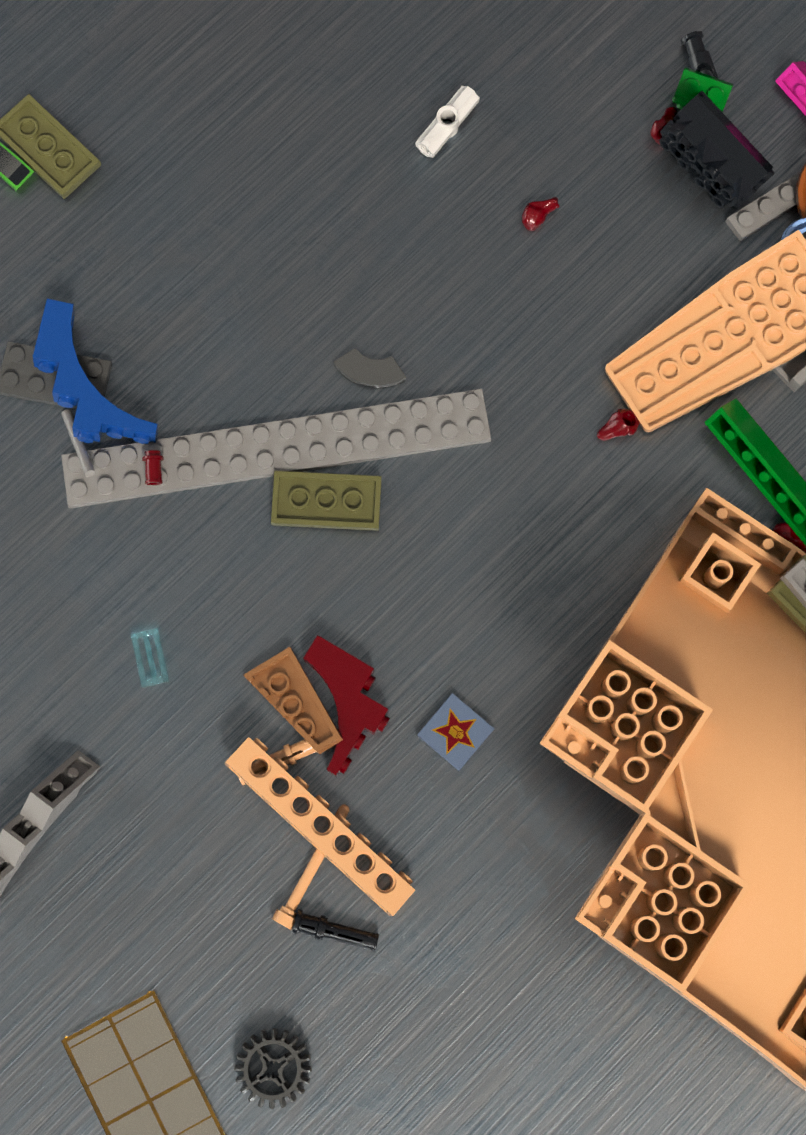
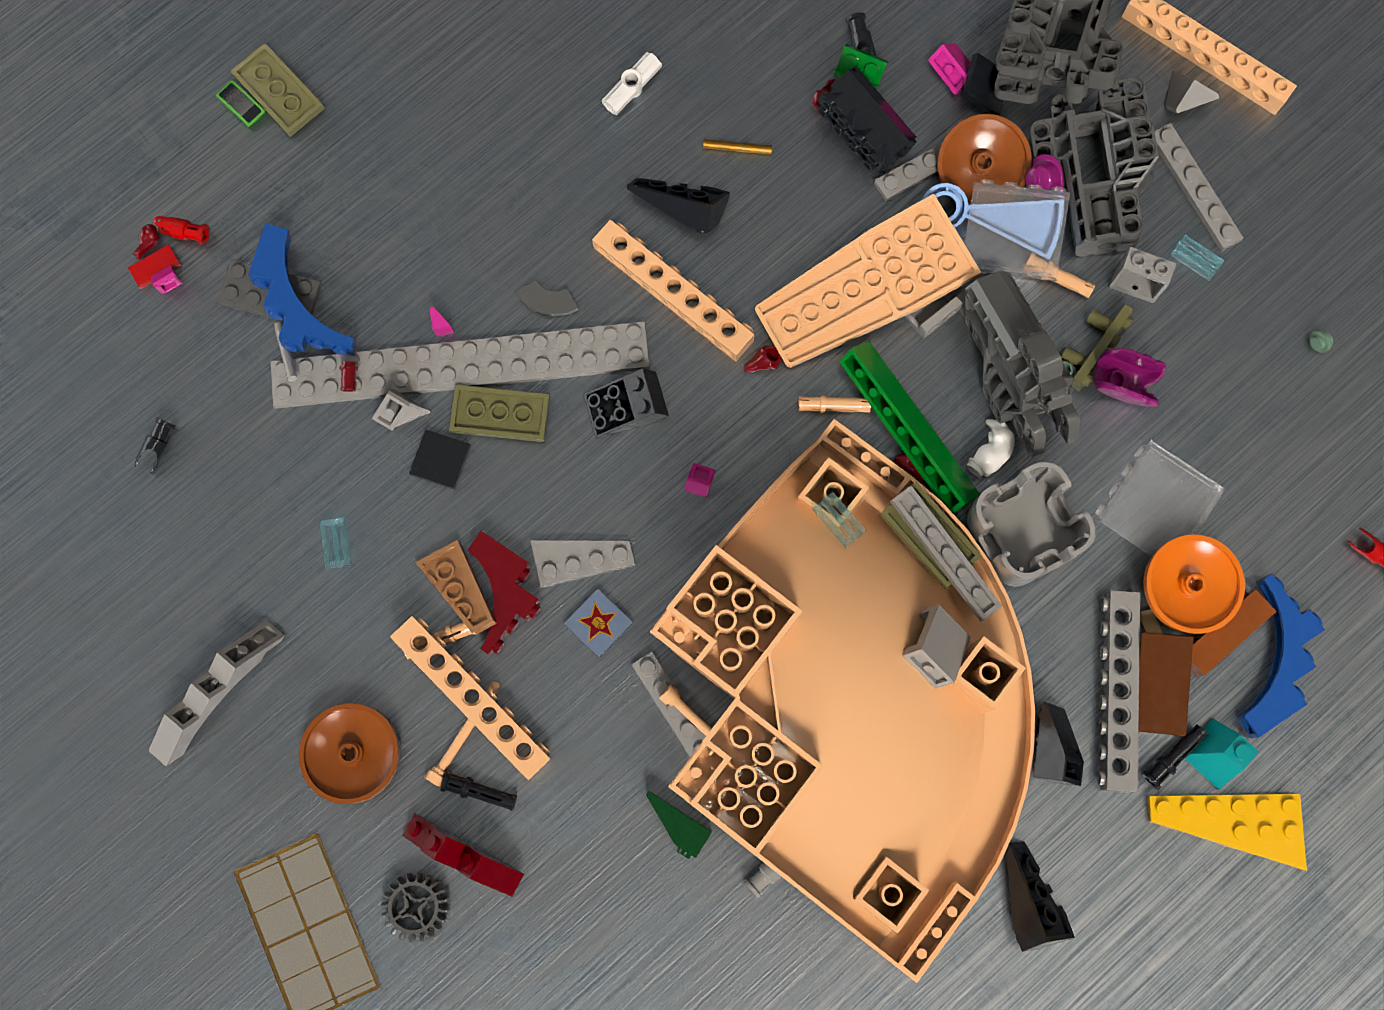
camera: 10 degrees right, 0 degrees up
(185, 897) = (349, 753): none -> dark orange dish
(210, 502) = (397, 410): none -> light grey slope
(252, 403) = (439, 324): none -> dark pink slope
(262, 556) = (440, 459): none -> black tile
(322, 1006) = (462, 856): none -> dark red arch
(421, 662) = (571, 560): none -> light grey wing
(468, 482) = (626, 403): none -> black slope
(516, 365) = (731, 345): none -> light nougat brick
(526, 258) = (691, 207): none -> black wedge
(536, 212) = (704, 168): dark red animal -> none
(546, 811) = (672, 697): none -> light nougat piece
(550, 828) = (656, 682): none -> light grey plate
(557, 564) = (699, 480): none -> dark pink slope
(569, 961) = (682, 829): none -> dark green slope
(570, 187) = (737, 147): none -> pearl gold bar
(667, 1007) = (762, 879): none -> light grey piece
(695, 471) = (826, 404): none -> light nougat pin
(739, 594) = (846, 513): none -> clear light blue tile

